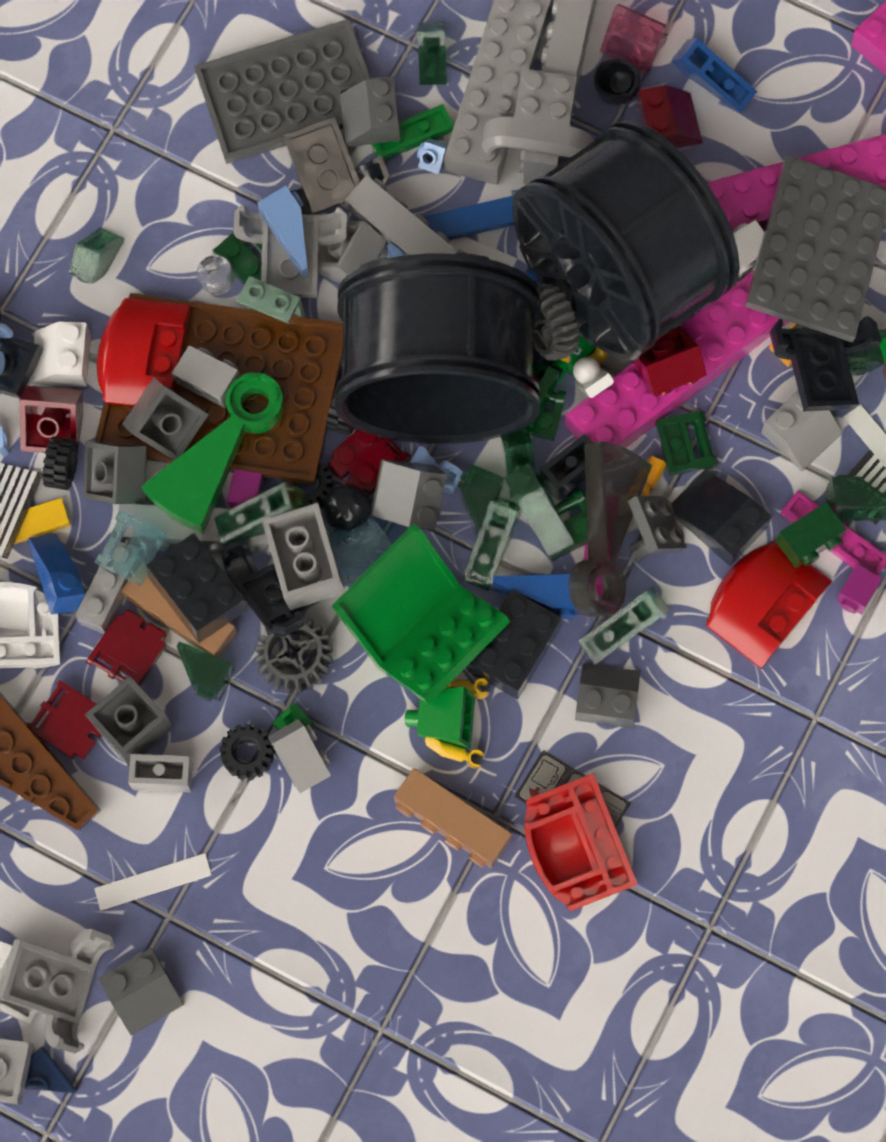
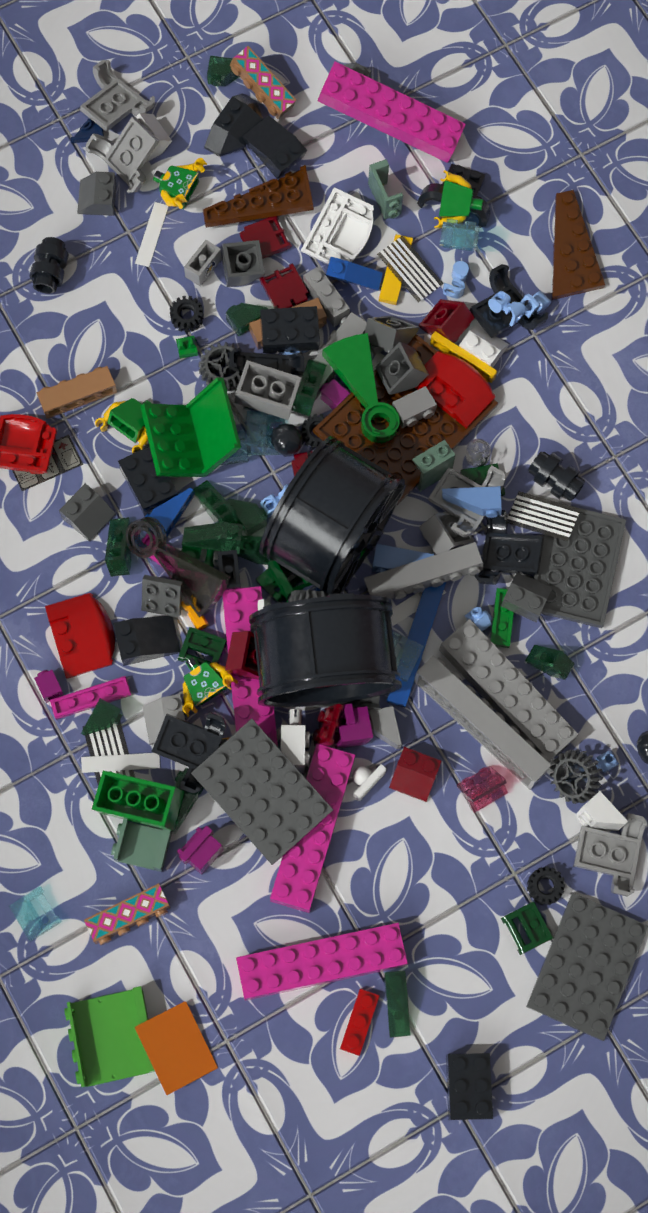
camera: 115 degrees right, 0 degrees up
(57, 887) = (179, 183): none -> torso
(60, 463) = (414, 308): black tyre -> none
(89, 380) = (446, 346): none -> yellow tile
(95, 255) = (535, 398): clear green slope -> none
(139, 551) = (330, 313): clear light blue plate -> none
(189, 175) = (549, 471): none -> black piece
(249, 156) = (543, 516): none -> sticker
(284, 980) = (48, 270): none -> black piece
(299, 755) = (163, 333): light grey brick -> none
(408, 493) = (270, 472): slope -> none
(539, 118) = (451, 681): light grey piece -> none
(617, 81) = (458, 755): black hair -> none
(713, 74) = (428, 819): blue slope -> none
(714, 163) = (366, 780): none -> white tile
(729, 406) = (204, 683): none -> torso
(811, 536) = (95, 676): dark green brick -> none

